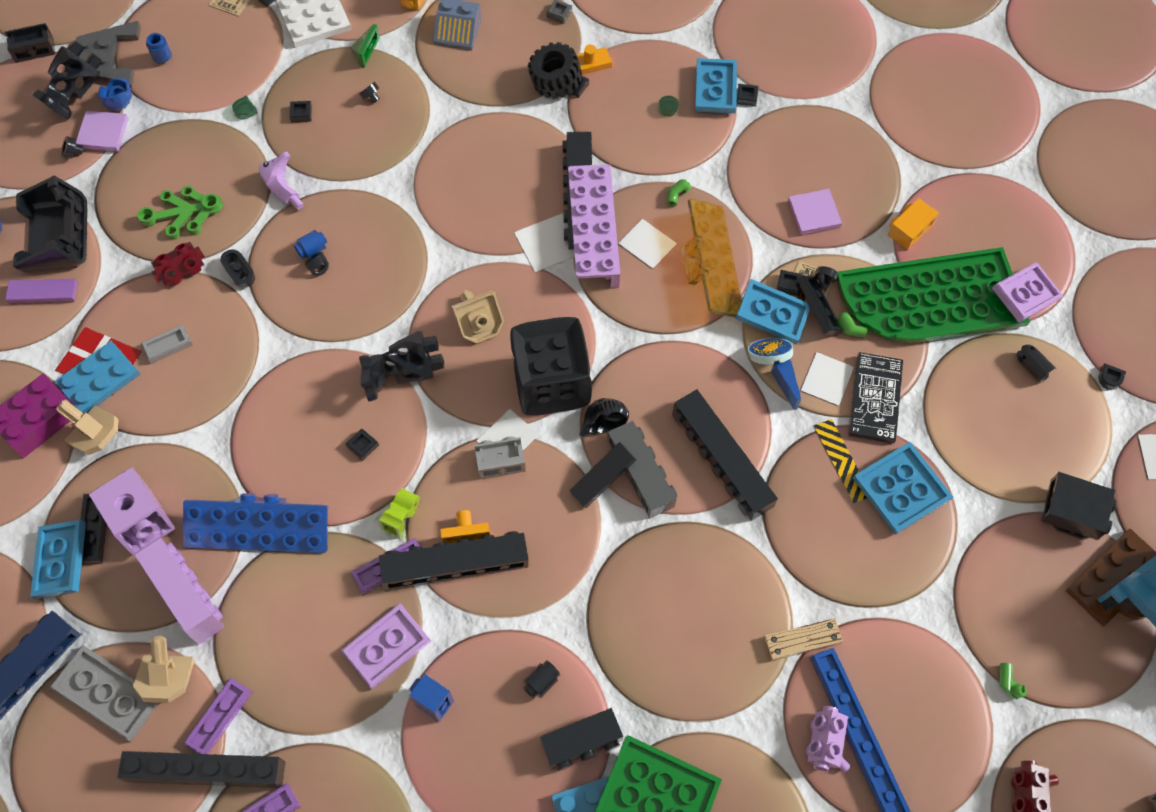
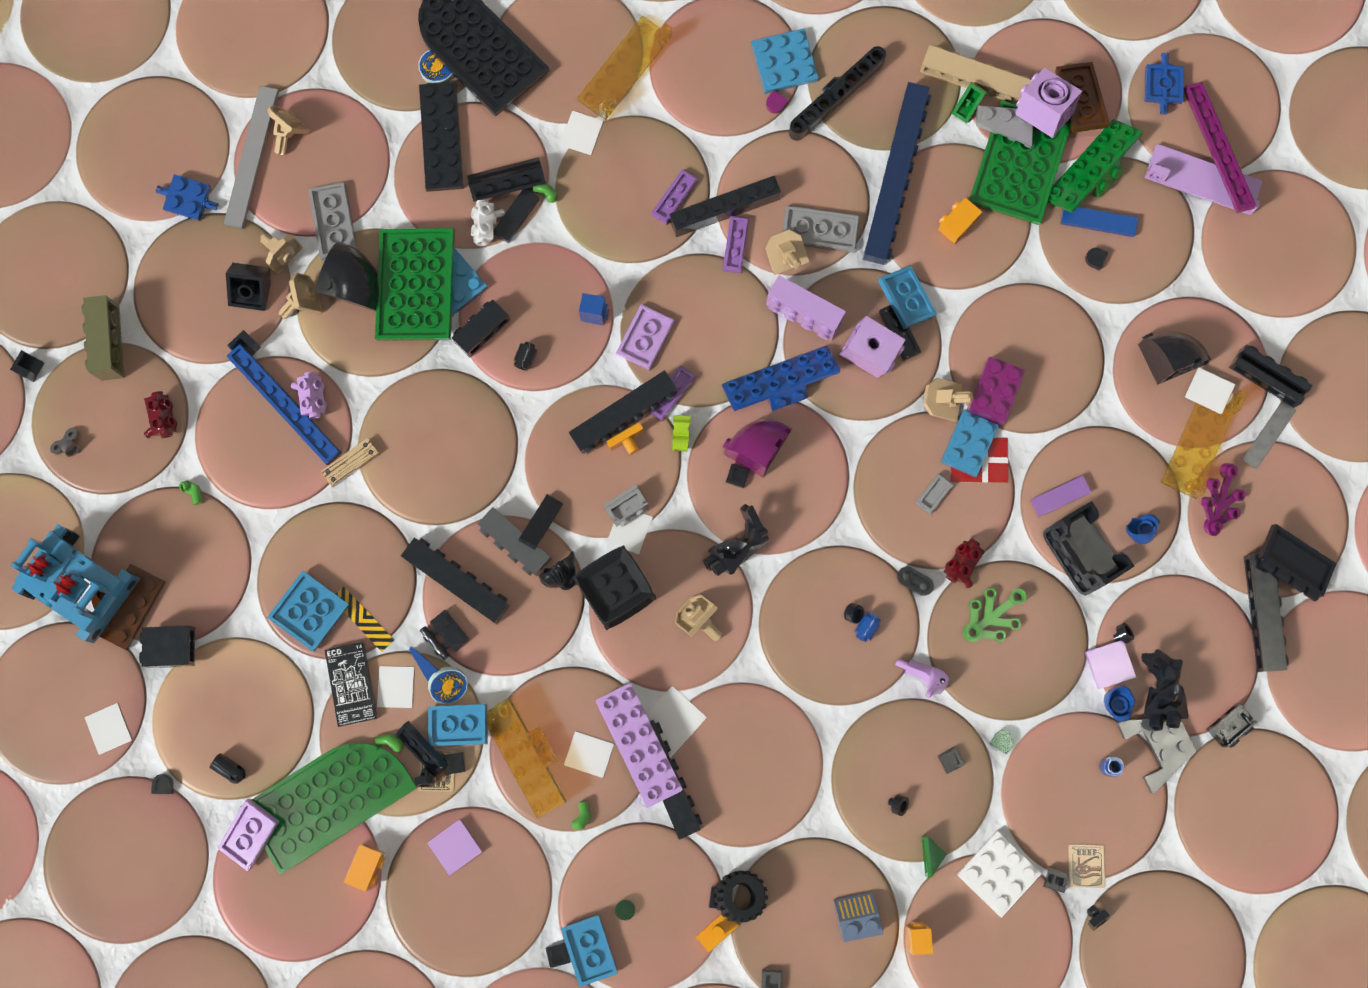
camera: 160 degrees right, 15 degrees up
(318, 458) = (757, 444): none -> magenta brick
(749, 410) = (449, 630): none -> black plate

